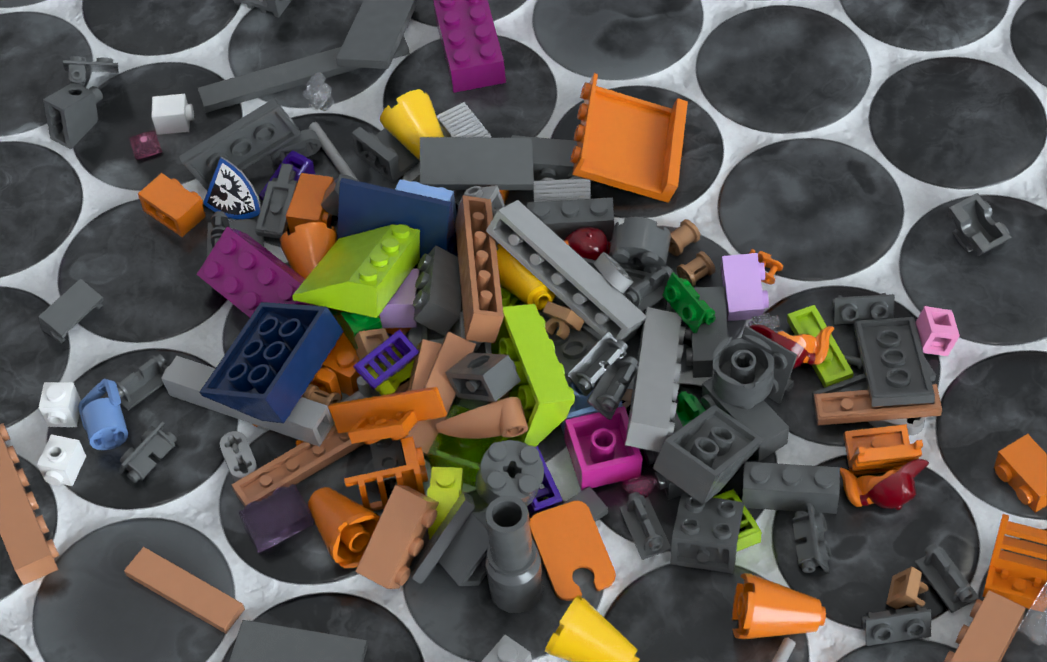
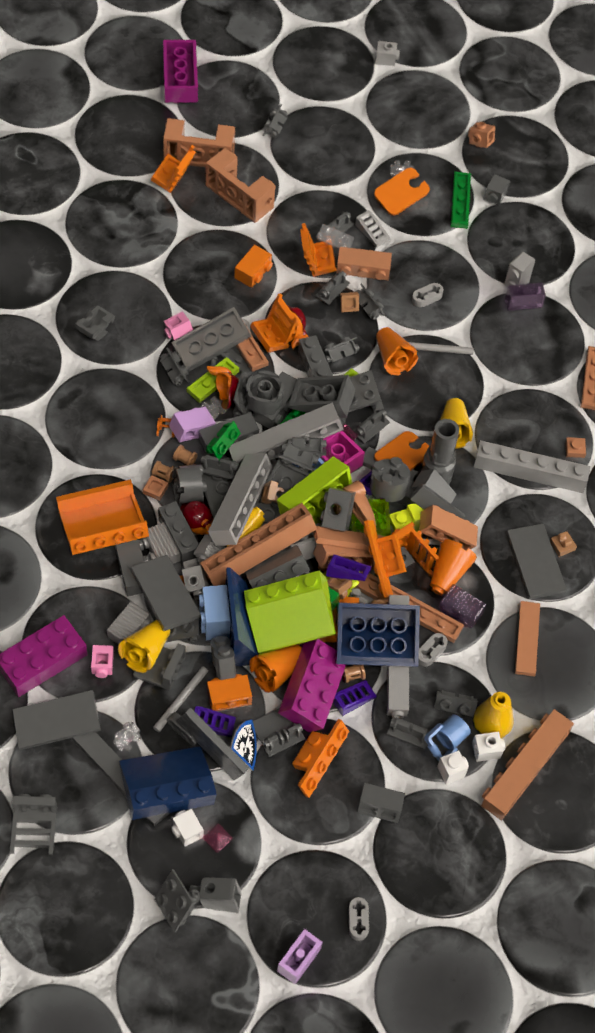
camera: 125 degrees left, 5 degrees up
(94, 484) = (495, 715): none -> yellow cone
(172, 204) = (267, 783): orange brick -> none
(173, 268) = (317, 755): none -> orange bracket
(224, 320) = (345, 709): none -> dark purple slope
(229, 90) = (167, 782): none -> dark blue slope
(277, 198) = (240, 710): dark grey hinge -> none
(436, 88) = (100, 655): none -> bright pink brick
(613, 272) = (222, 480): light grey beam -> none
(663, 217) = (155, 488): none -> nougat plate

